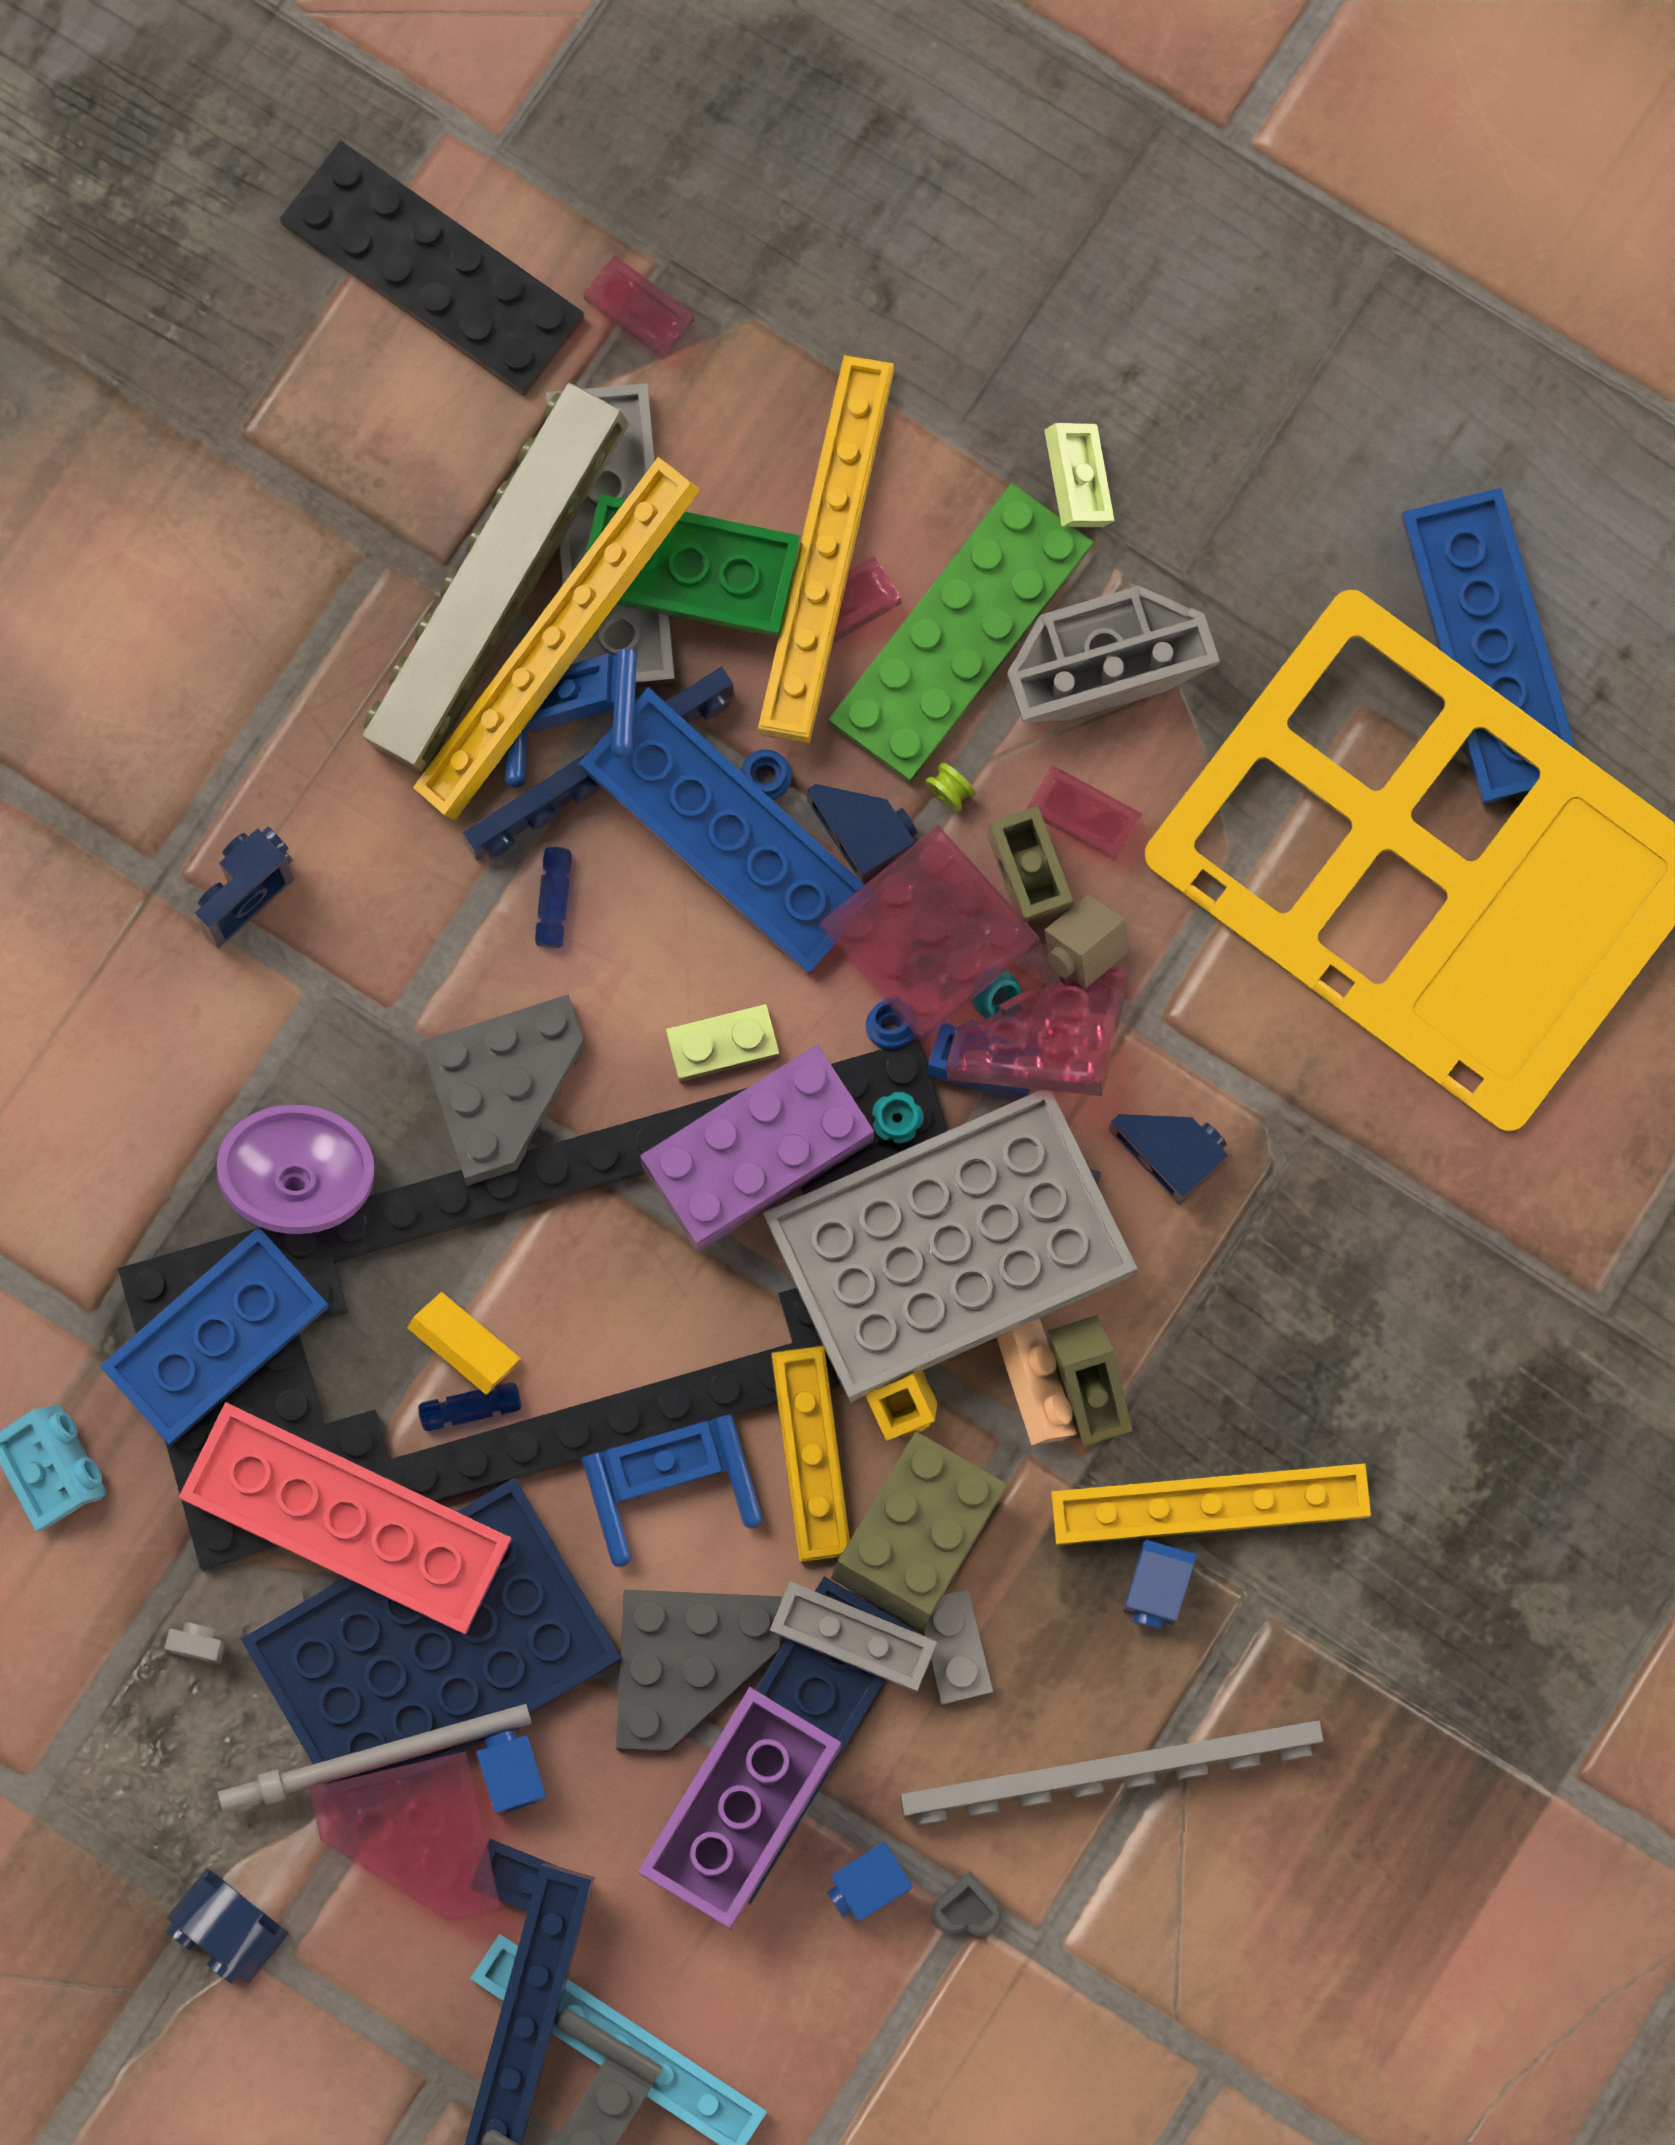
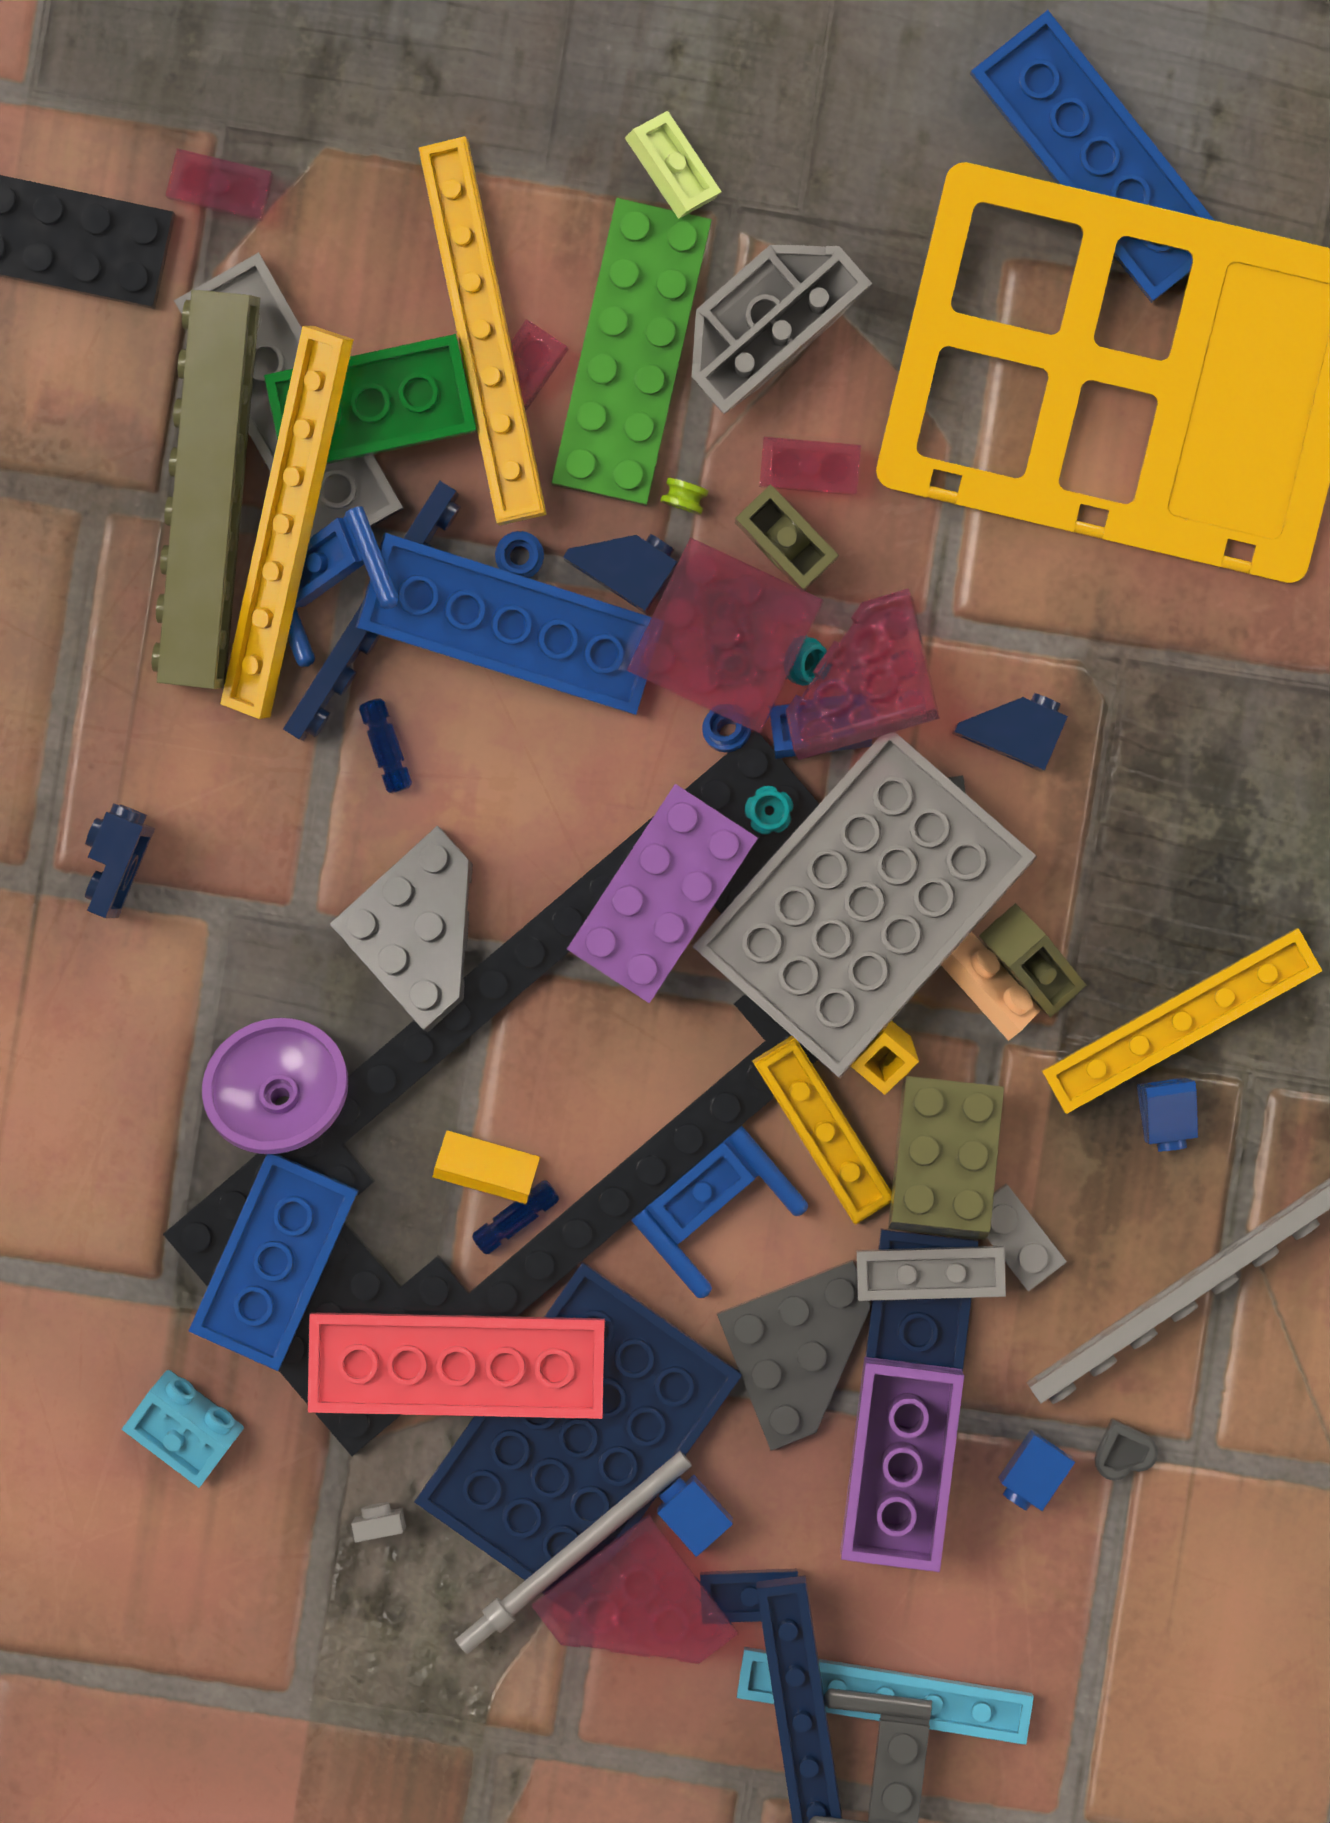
camera: 25 degrees left, 10 degrees up
(225, 1927) = (511, 1744): dark blue cylinder -> none
(722, 1043) = (588, 807): yellowish green plate -> none
(1086, 941) = (863, 582): dark tan brick -> none

